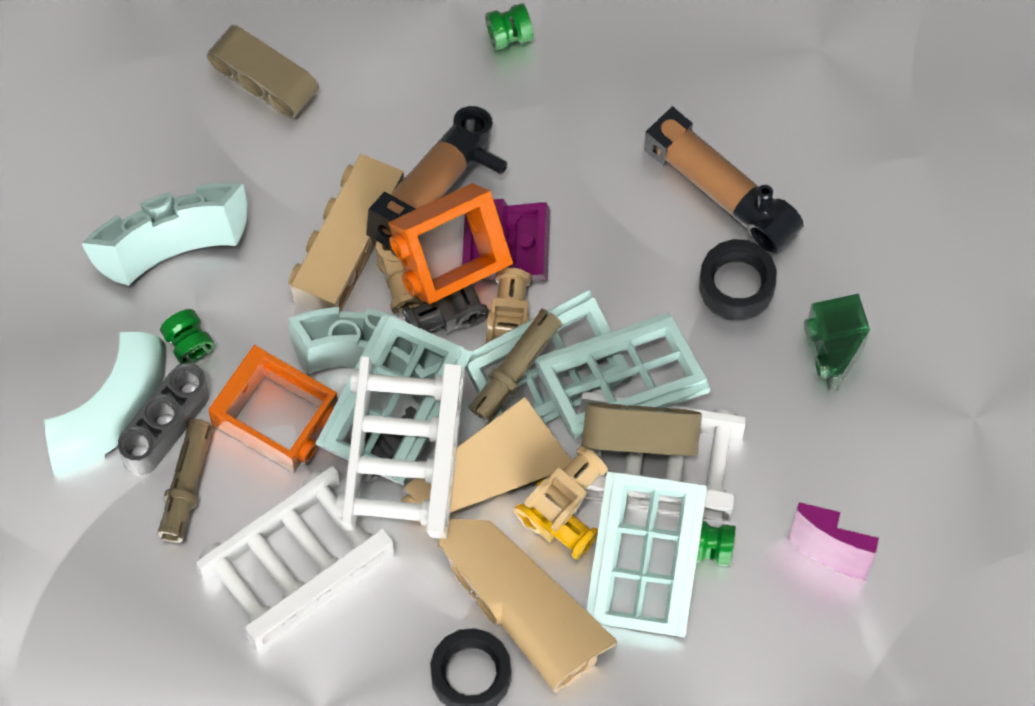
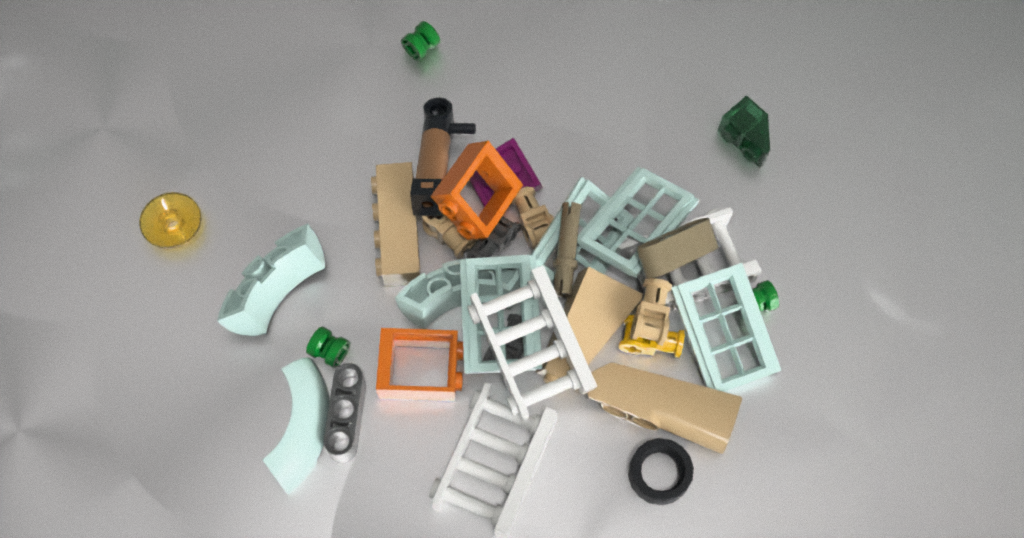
camera: 30 degrees left, 0 degrees up
(94, 87) = (165, 210): none -> clear yellow dish
(181, 496) = (389, 460): dark tan pin -> none
(262, 71) = (274, 145): dark tan beam -> none
(739, 251) = (668, 107): black tyre -> none
(768, 220) = (656, 78): piece -> none
(842, 550) = (833, 259): slope -> none

